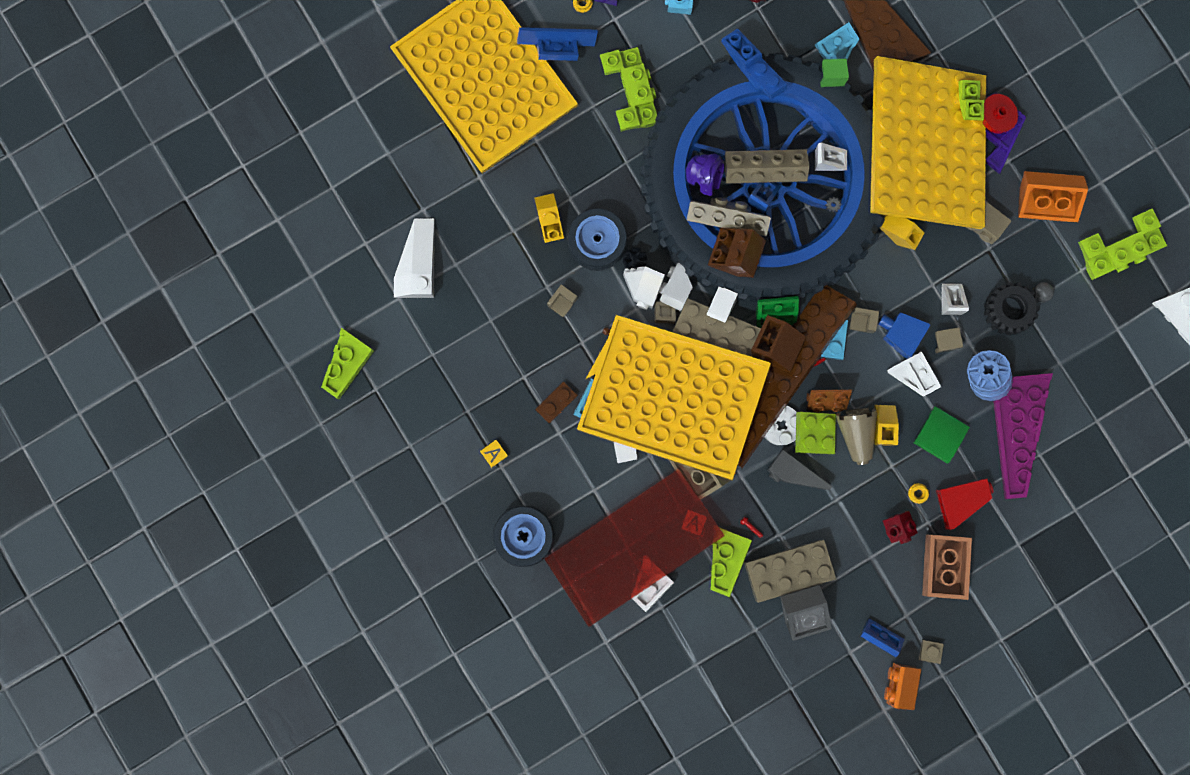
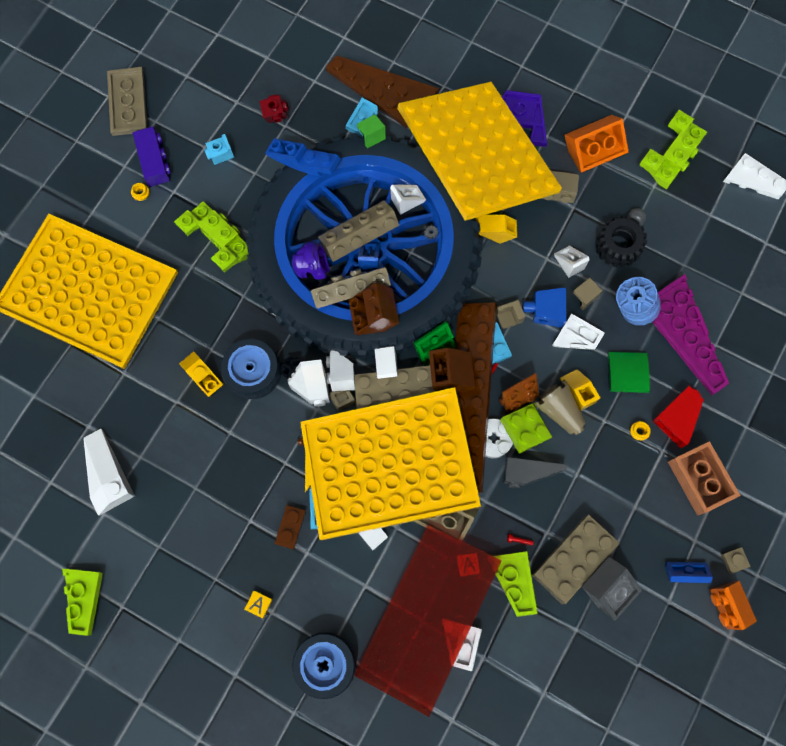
camera: 30 degrees left, 10 degrees down
(557, 43) = (132, 230): blue bracket -> none
(562, 301) = (248, 436): dark tan panel -> none
(900, 527) = (644, 467): dark red brick -> none
(970, 103) = (490, 101): lime slope -> none
(998, 122) = (518, 101): red plate -> none

